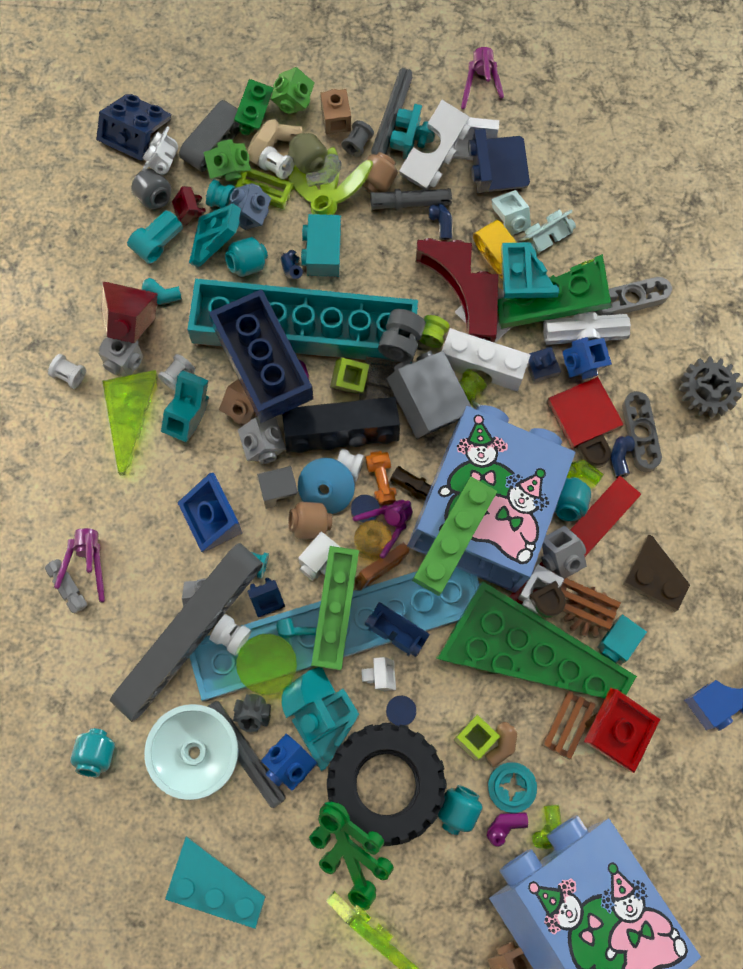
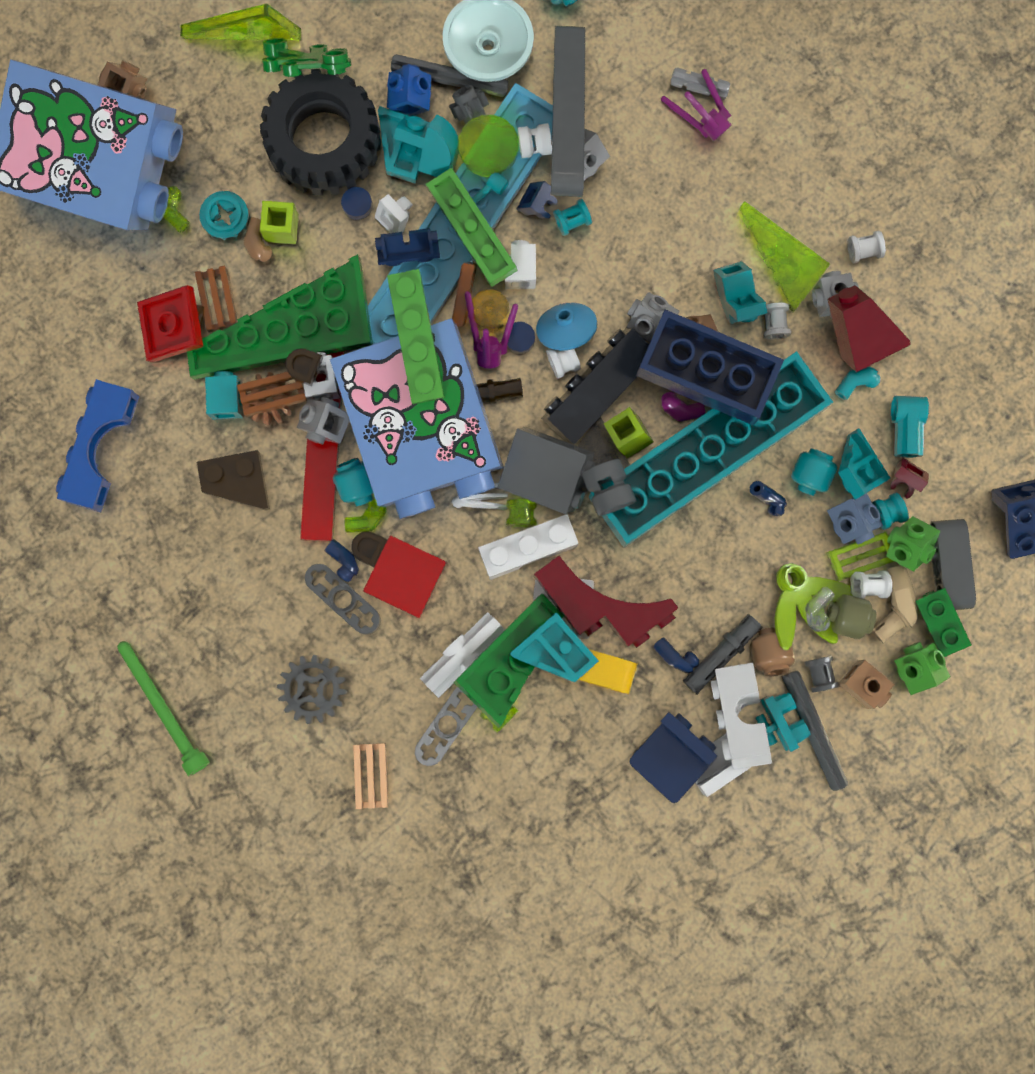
camera: 140 degrees right, 10 degrees up
(151, 189) = (955, 465): dark grey head -> none
(160, 153) = (978, 492): white hinge -> none
(209, 514) = (638, 230): blue slope -> none
(277, 485) = (606, 292): dark grey panel -> none
(309, 520) = (554, 287): medium nougat head -> none
(323, 245) = (759, 539): teal brick -> none
(378, 463) = (541, 384): orange bar -> none
(434, 331) = (594, 538): lime wheel -> none
(460, 810) = (250, 163): teal head -> none
(484, 64) = (776, 858): magenta plant -> none
(502, 826) = (209, 181): magenta arm -> none
(512, 211) = (621, 718): light aqua bracket -> none
(543, 365) = (476, 591): dark blue tile -> none
(557, 225) = (571, 741): light aqua hinge -> none
(586, 357) = (440, 620): blue brick -> none
(722, 290) = (371, 803): none -> light nougat tile

